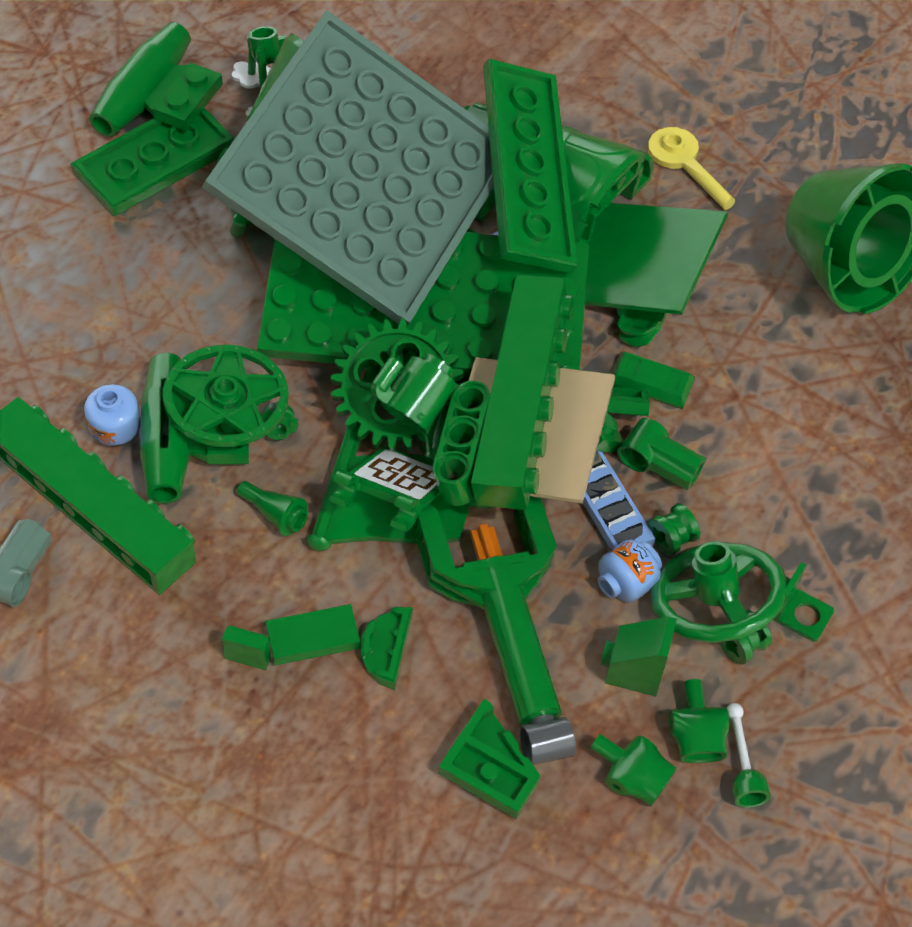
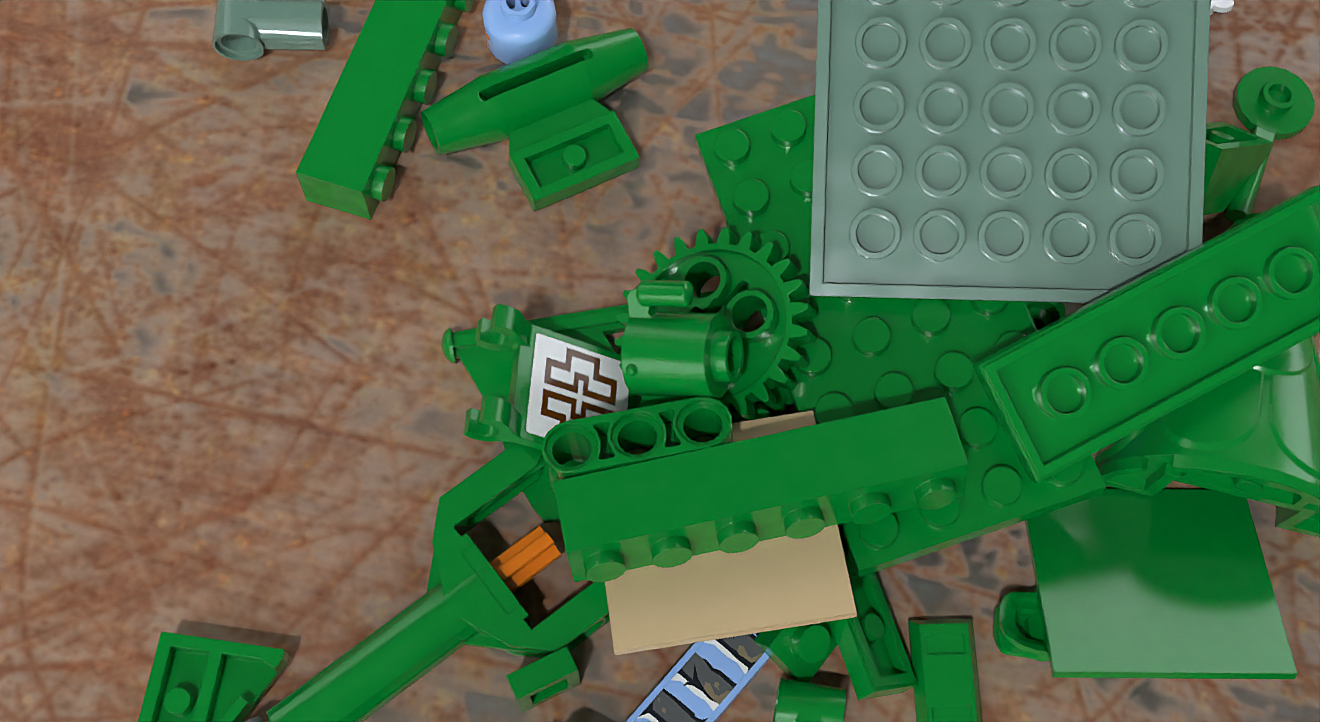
camera: 70 degrees right, 10 degrees up
(225, 395) = (591, 129): green wheel -> none
(246, 647) = (252, 326): green tile -> none
(283, 511) = (475, 282): green cone -> none
(286, 426) = (610, 215): green plate -> none
(313, 634) = (313, 398): green tile -> none
(384, 645) = (333, 493): green tile -> none
(566, 567) = (544, 679): none -> green tile

